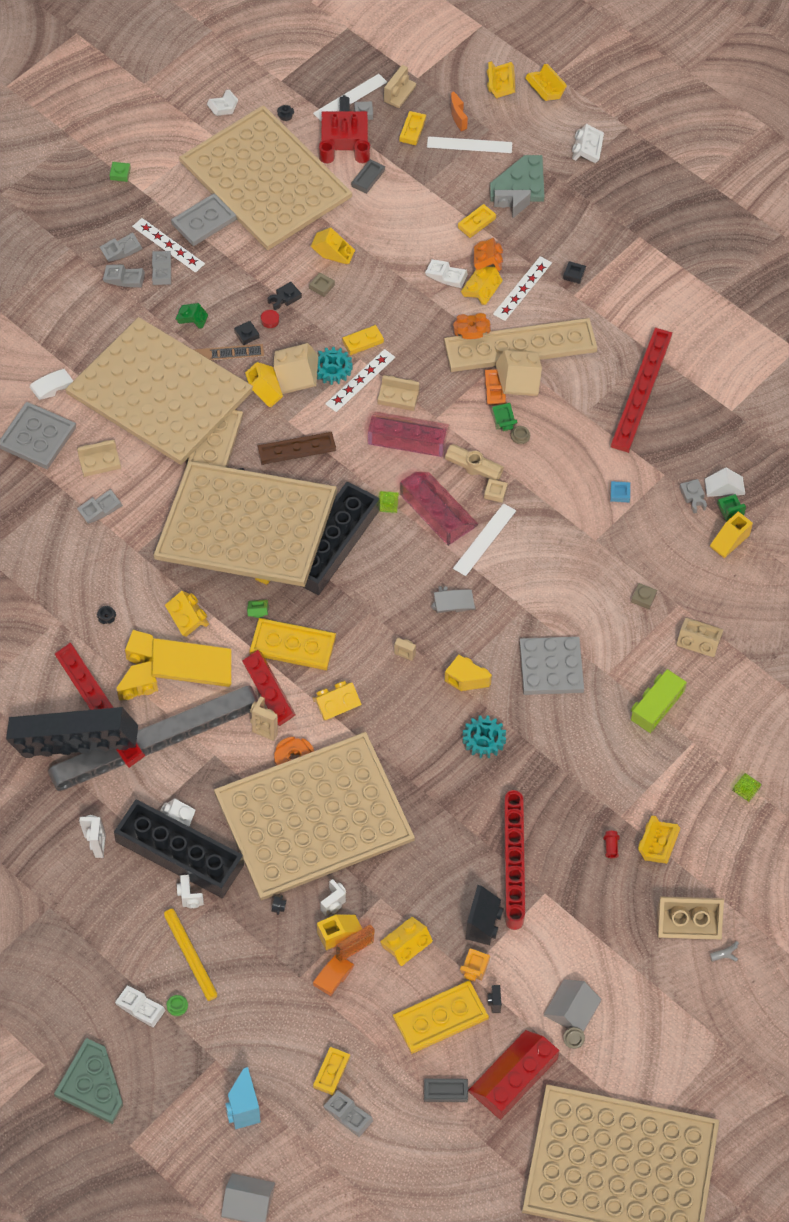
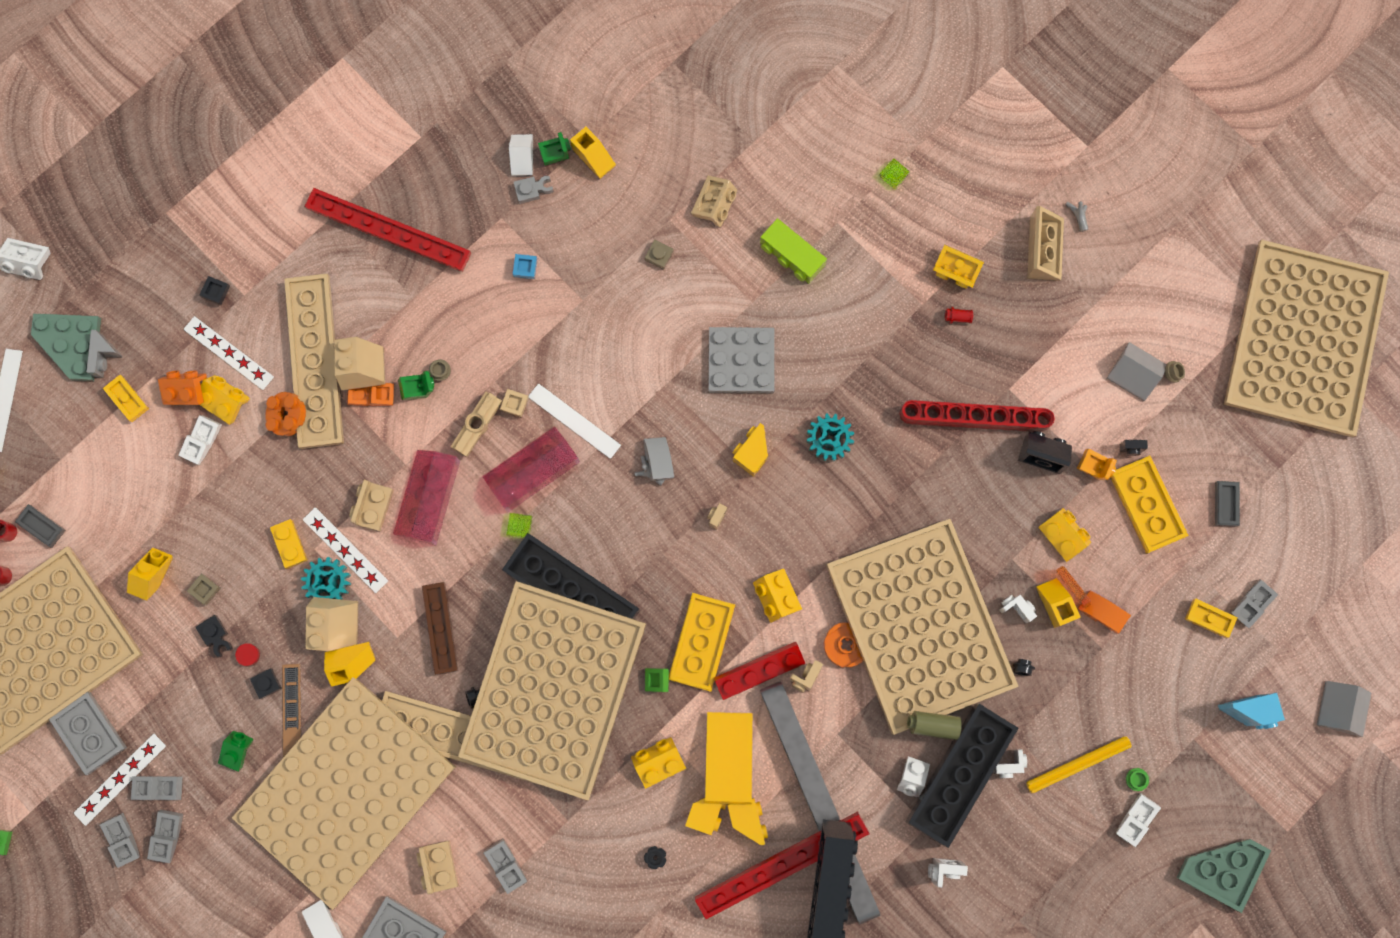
camera: 85 degrees left, 20 degrees up
(222, 818) = (934, 725): none -> olive brick
(514, 1073) = (1212, 433): red slope -> none

